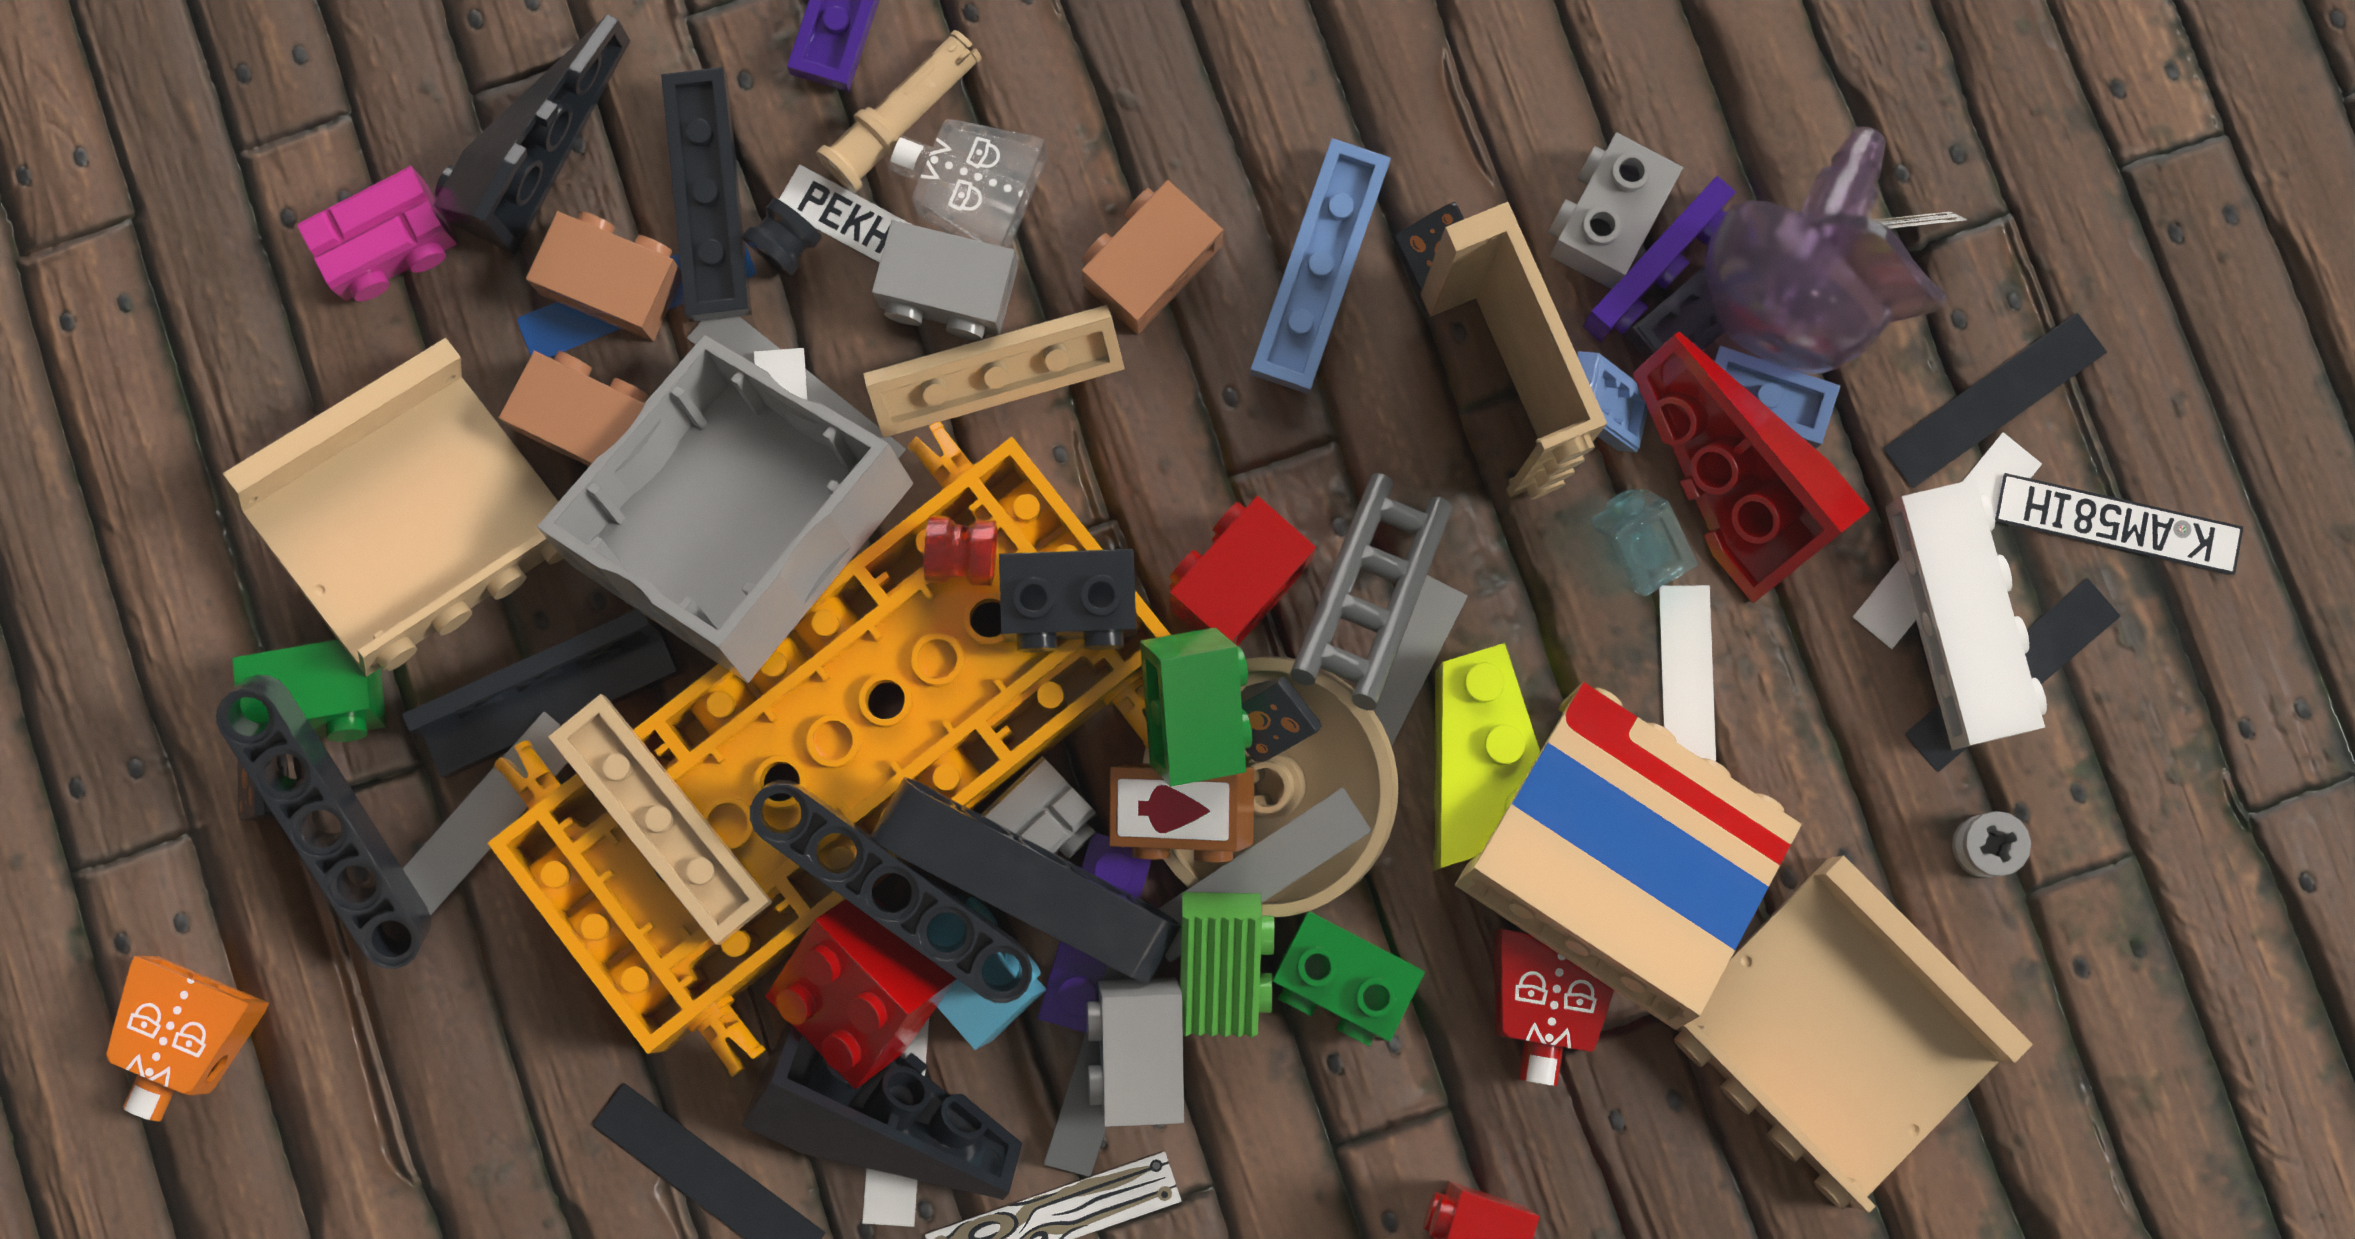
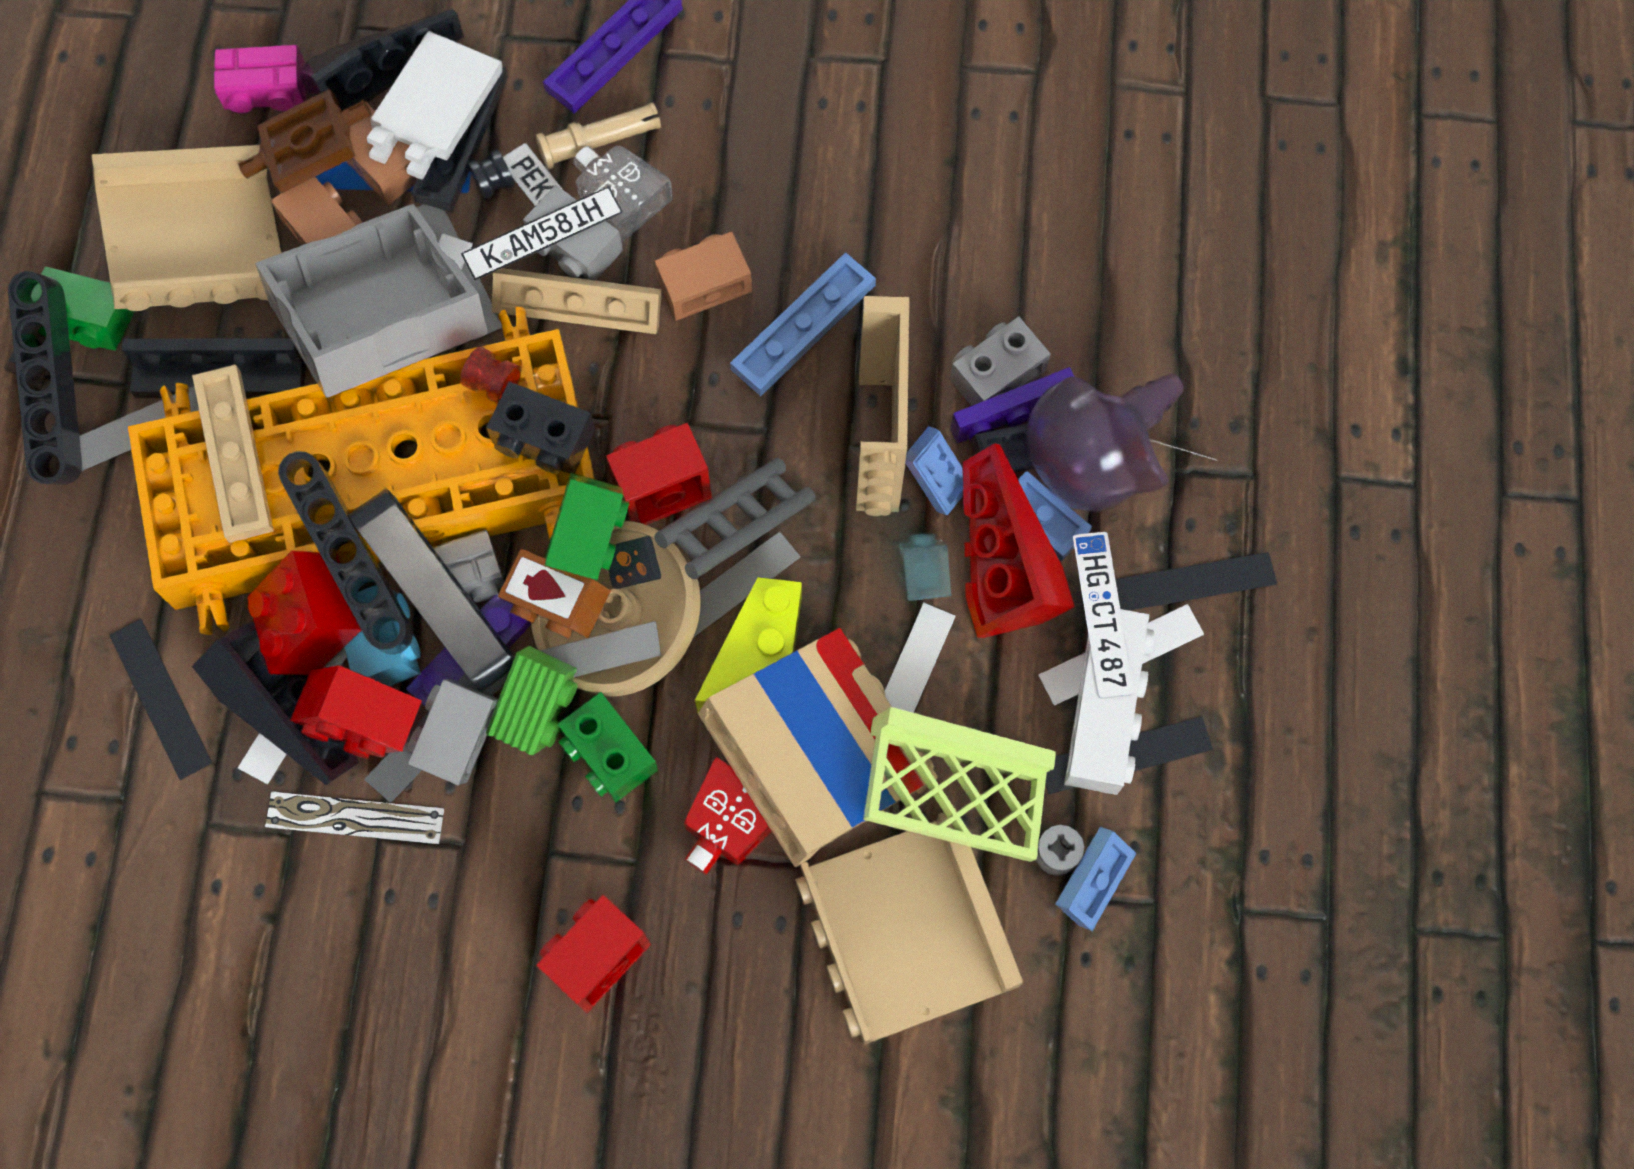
camera: 25 degrees right, 10 degrees down
(507, 310) = (305, 140): none -> reddish brown plate
(653, 169) = (432, 102): none -> white tile
(909, 300) = (541, 233): none -> sticker
(1003, 1094) = (355, 711): none -> red brick
(1806, 777) = (966, 746): none -> yellowish green fence
(1916, 506) = (1103, 615): none -> white sticker
(2055, 862) = (1096, 878): none -> medium blue plate
(2119, 523) = (1238, 692): sticker -> none

